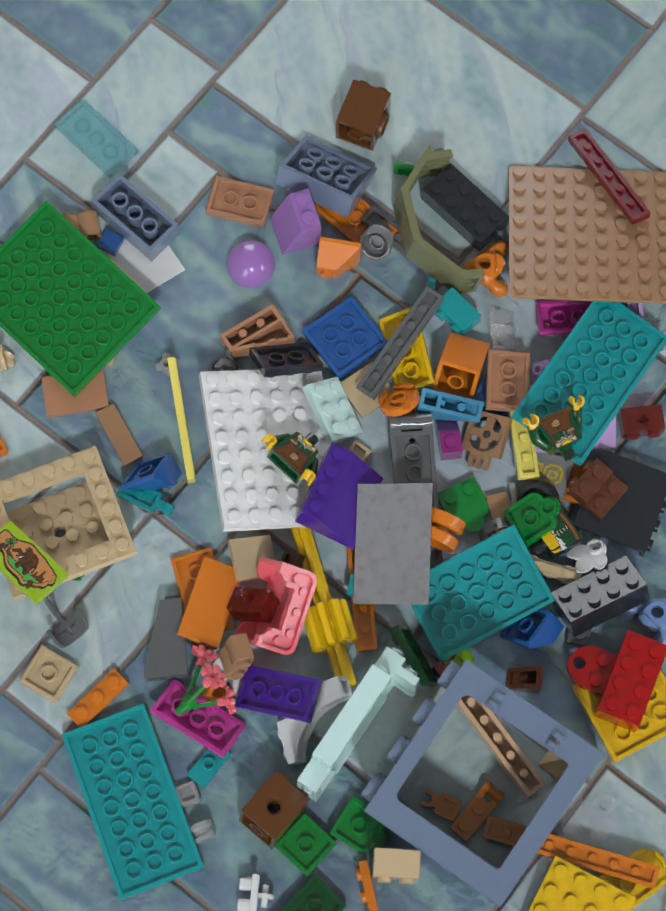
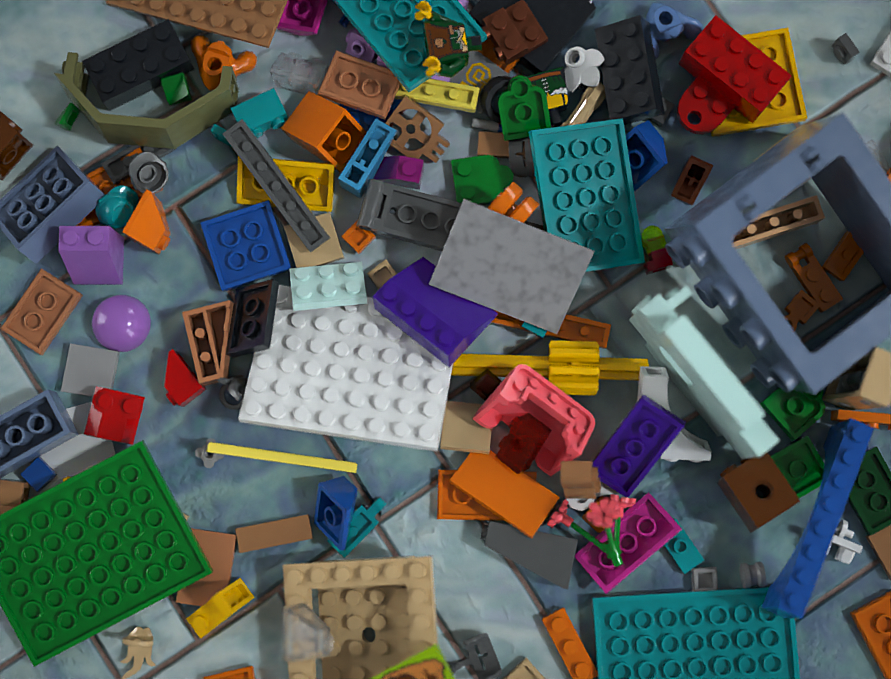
camera: 70 degrees left, 10 degrees up
(46, 473) = (304, 634): none -> clear slope
(48, 411) = (220, 607): none -> yellow bracket
(174, 282) = (114, 415): none -> red slope
(204, 253) = (89, 368): none -> light grey tile
(218, 322) = (181, 381): none -> red slope
(232, 858) = (843, 456): none -> blue arch
(294, 455) = (374, 342): torso -> none
(342, 227) = (117, 206): none -> teal hat
(380, 423) = (358, 238): none -> orange plate
(400, 400) = (342, 209): orange tile -> none
(414, 656) = (635, 287): dark green plate -> none
(456, 242) = (176, 89): none -> green slope

